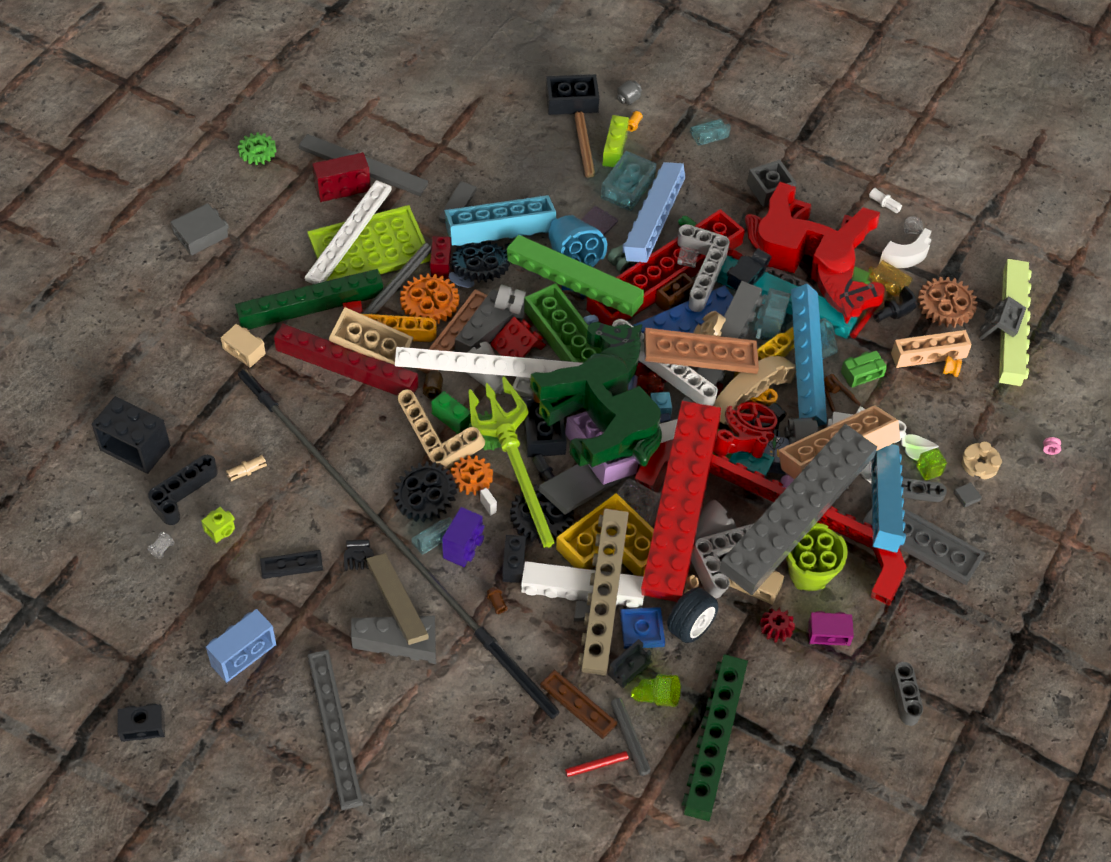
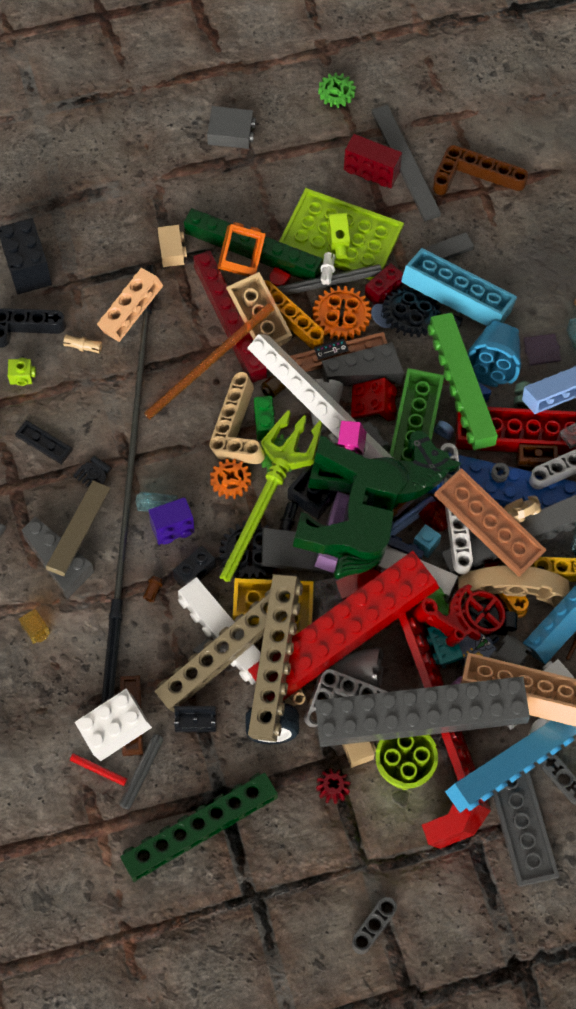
camera: 45 degrees right, 10 degrees up
(265, 434) = (130, 304): none -> light nougat brick
(325, 296) = (234, 267): none -> orange window
(348, 233) = (319, 216): white tile -> none
(368, 403) = (208, 361): none -> clear orange piece
(373, 242) = (338, 234): none -> lime torso
(388, 273) = (327, 268): none -> white axle
(421, 130) = (481, 166): none -> reddish brown beam
(425, 492) = (175, 477): black gear -> none
(435, 702) = (34, 626): none -> clear yellow brick
(449, 328) = (331, 349): none -> black sticker
(488, 501) = (221, 509): white tile -> none
(503, 298) = (385, 357): light grey wheel -> none
(550, 358) = (352, 436): none -> dark pink brick
(577, 718) = (113, 725): none -> white brick
(644, 625) = (233, 699): blue tile -> none
(662, 690) = (193, 757): clear neon green piece -> none
(670, 314) = (500, 466): none -> dark grey bush
(697, 617) = (280, 586): none -> dark tan brick
(830, 628) = (370, 824): magenta brick -> none

